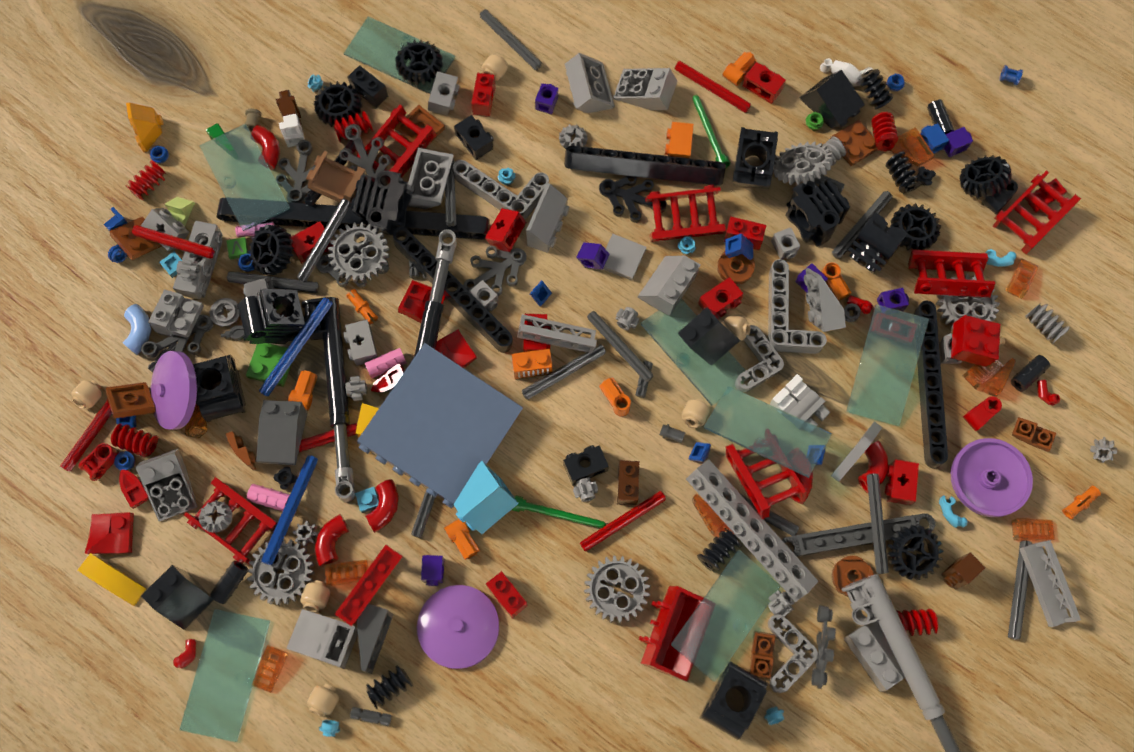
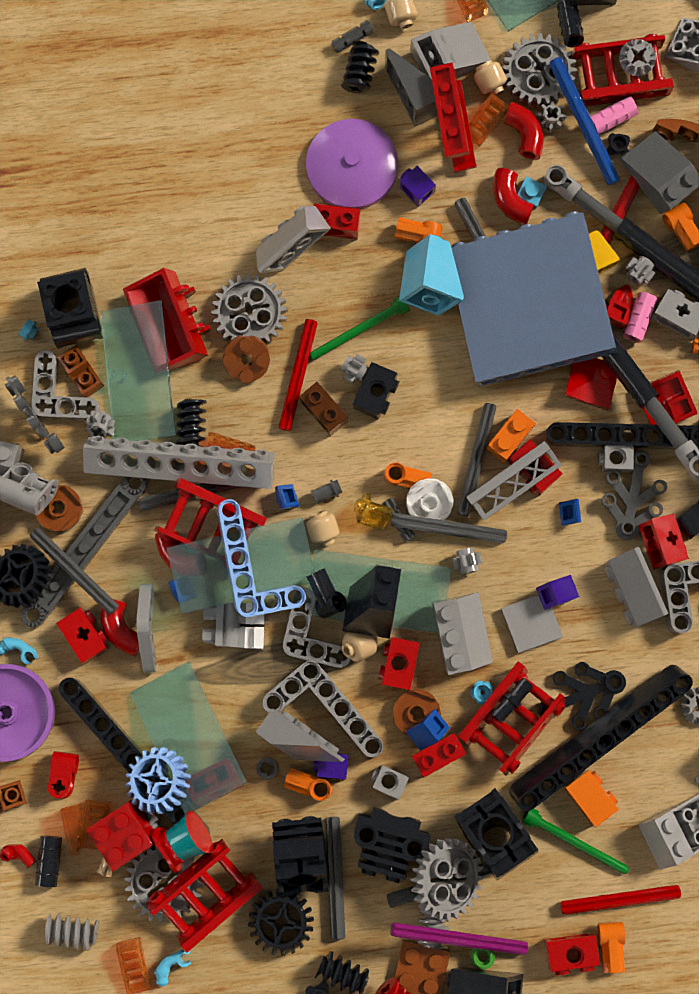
camera: 140 degrees right, 10 degrees up
(550, 604) = (291, 239): none -> light grey slope
(616, 370) = (430, 499): none -> white tile
(652, 550) = (246, 371): none -> dark orange plate
(659, 395) = (372, 513): none -> clear yellow bracket
(677, 220) = (512, 700): none -> black pin
(732, 367) = (328, 600): none -> black piece
(771, 422) = (244, 568): none -> light blue beam
(823, 133) = (458, 938): none -> magenta axle
(864, 305) = (268, 786): red arm -> none
(899, 295) = (241, 806): dark purple brick -> none
(940, 360) = (159, 770): none -> light blue gear
(942, 306) = (183, 840): none -> red hat

